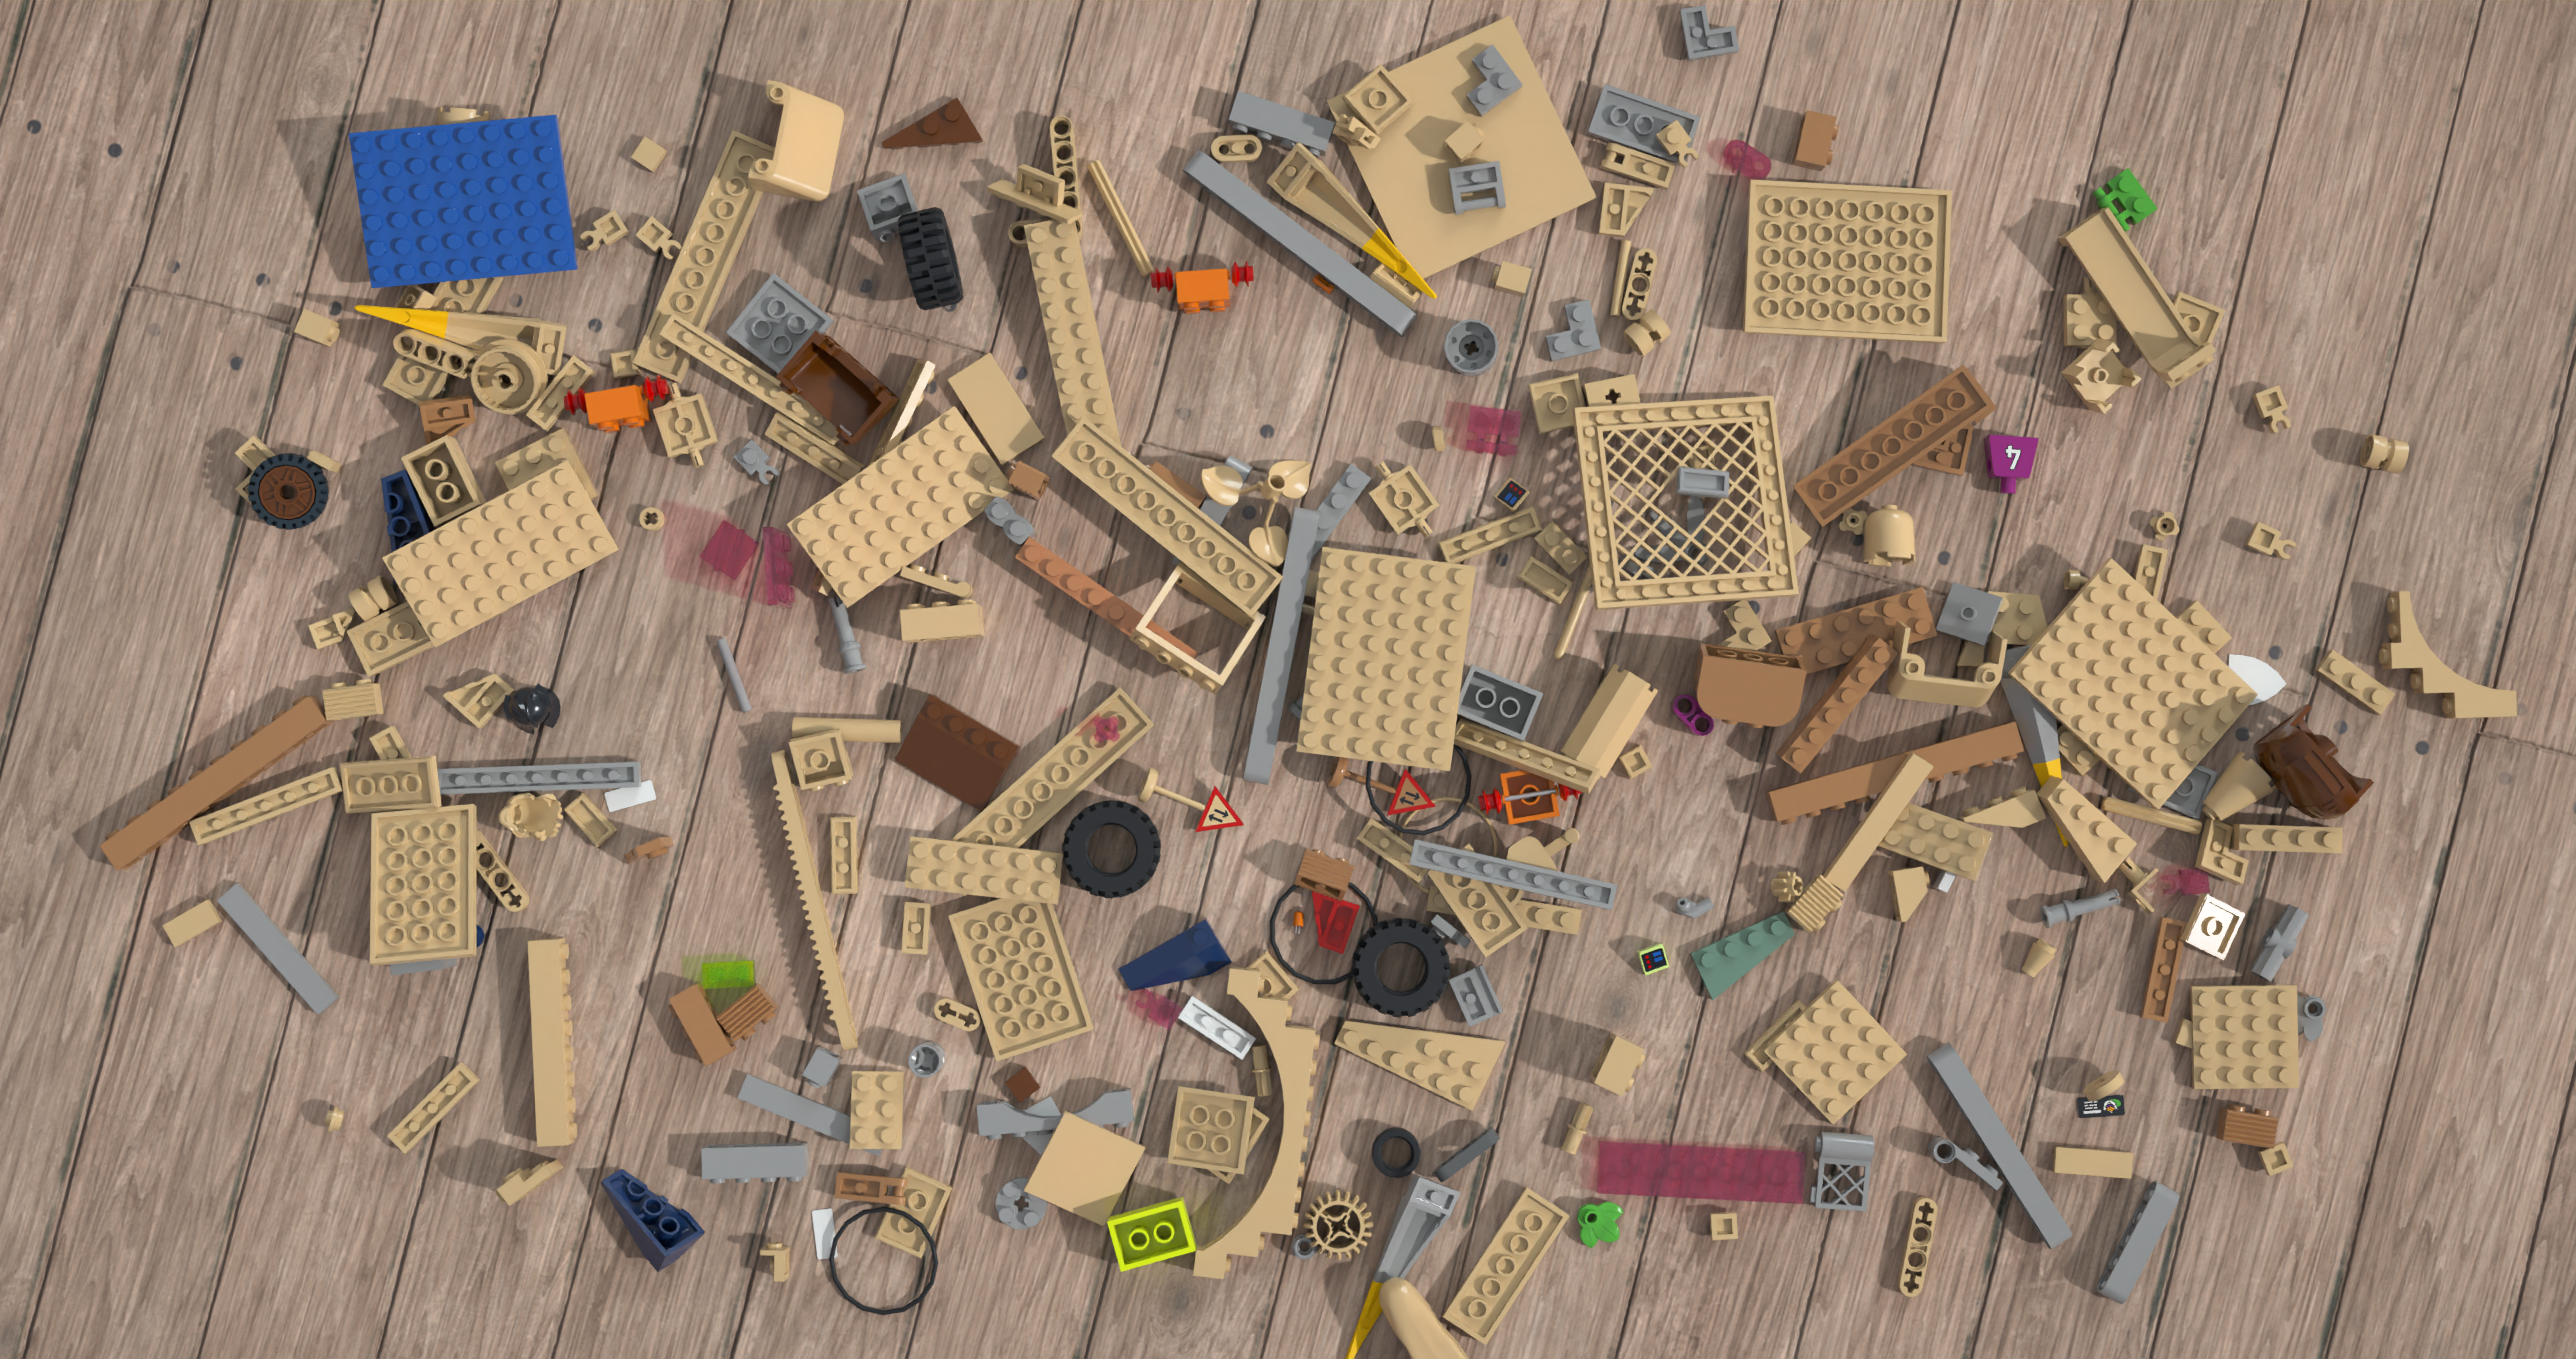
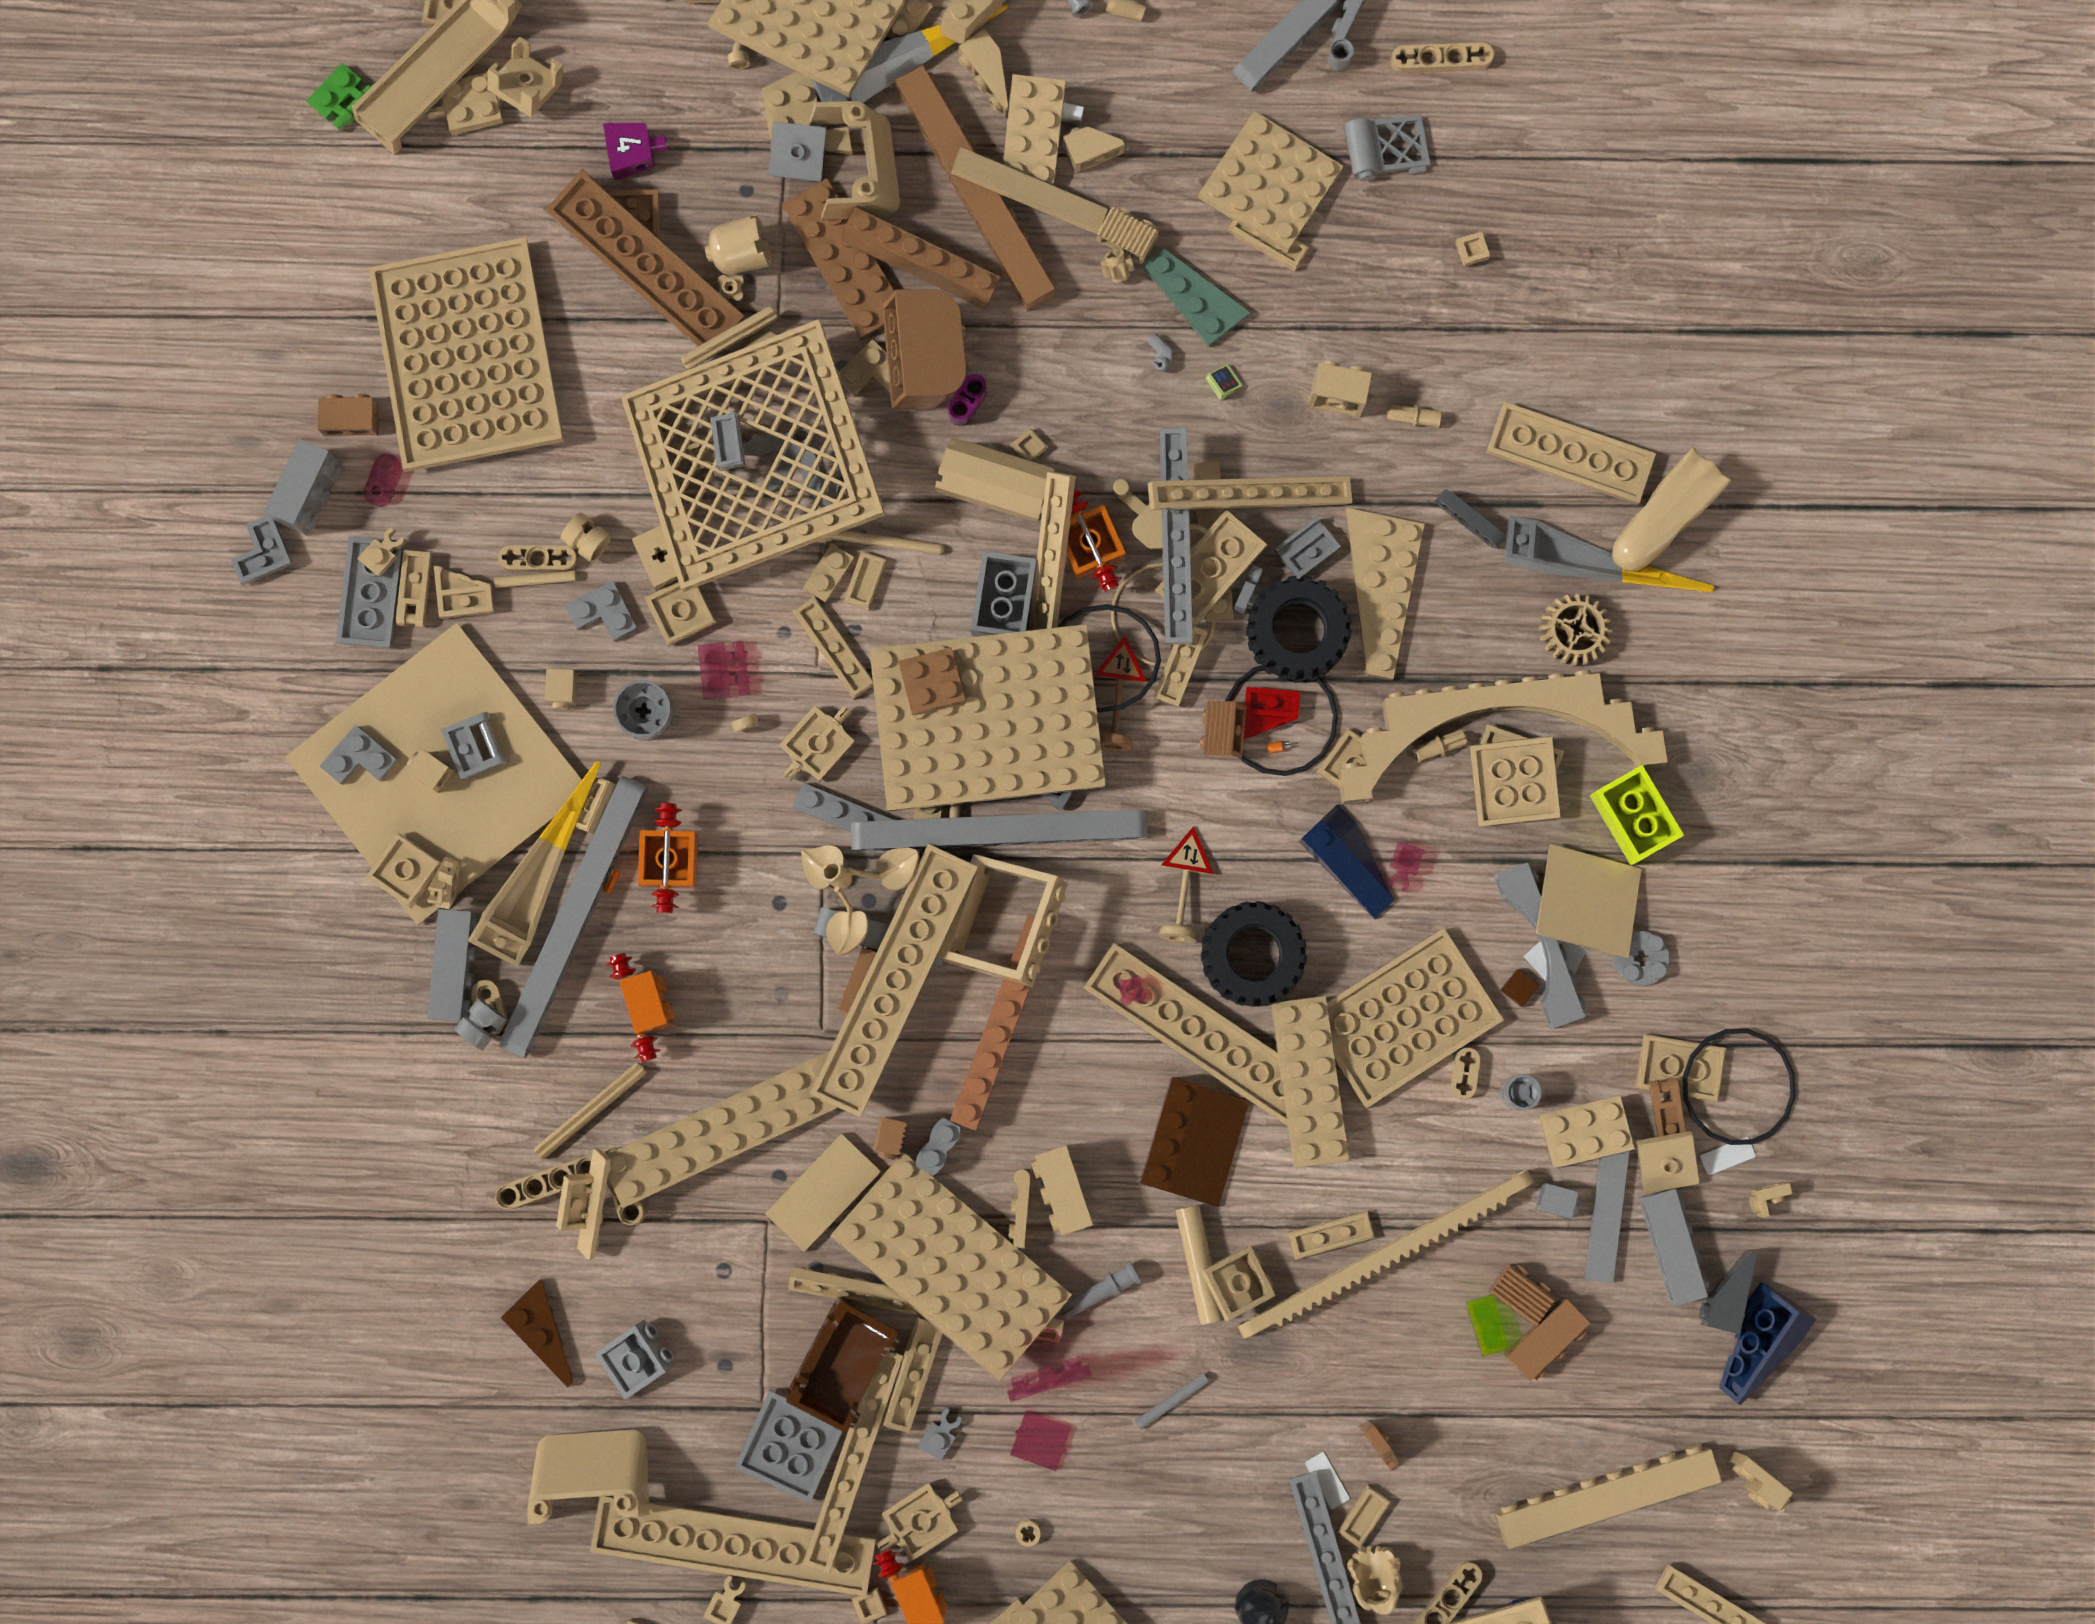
camera: 115 degrees left, 5 degrees down
(696, 1198) = (1728, 1300): none -> dark grey slope
(831, 1176) = (1667, 1162): none -> tan plate
(916, 928) = (1387, 1139): tan plate -> none
(930, 258) = (680, 1297): black tyre -> none
(1217, 1027) = (1408, 801): white plate -> none
(1219, 135) = (480, 1024): none -> light grey wheel
(1303, 1254) = (1614, 657): light grey plate -> none
(1329, 338) = (667, 859): none -> orange brick
(1392, 1171) = (1496, 571): black tyre -> none
(1430, 615) = (931, 681): none -> medium nougat plate
(1511, 494) = (785, 635): slope -> none
(1537, 953) = (1249, 493): none -> tan plate
(1601, 1225) = (1502, 368): bright green plate -> none
(1700, 1172) = (1425, 284): clear pink plate -> none
(1754, 85) = (303, 487): none -> light grey brick
(1803, 508) = (729, 338): none -> tan axle

